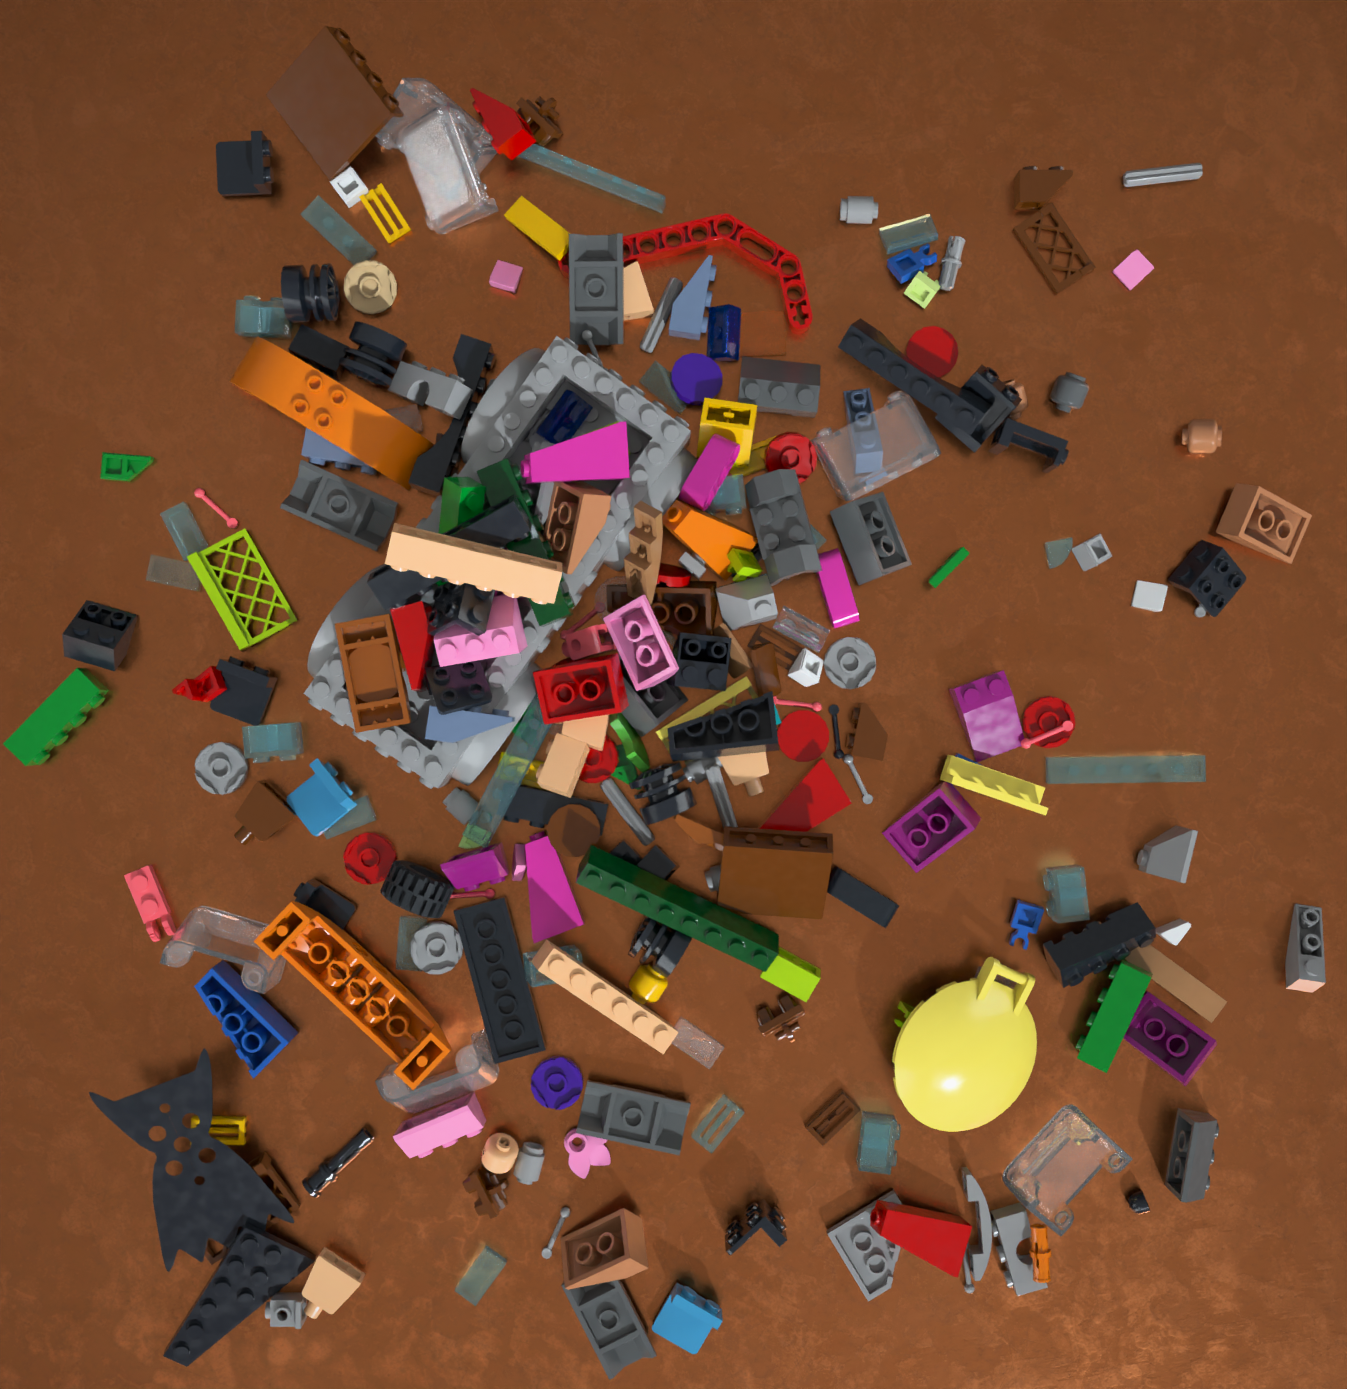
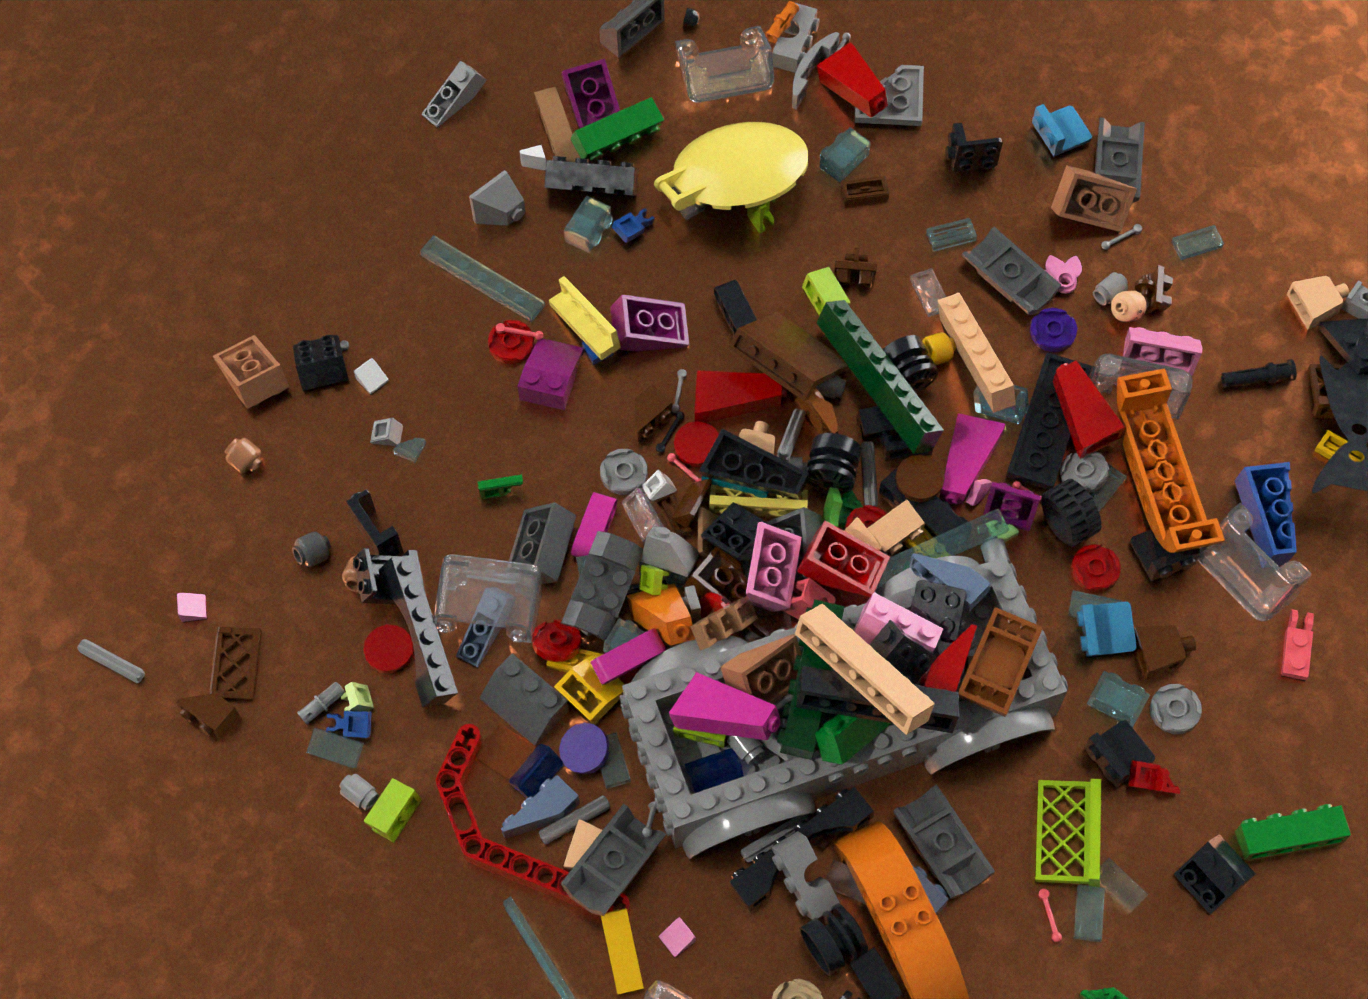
camera: 145 degrees left, 25 degrees down
(468, 1006) = (1085, 410): none -> red slope
(817, 214) = (393, 810): none -> lime hinge

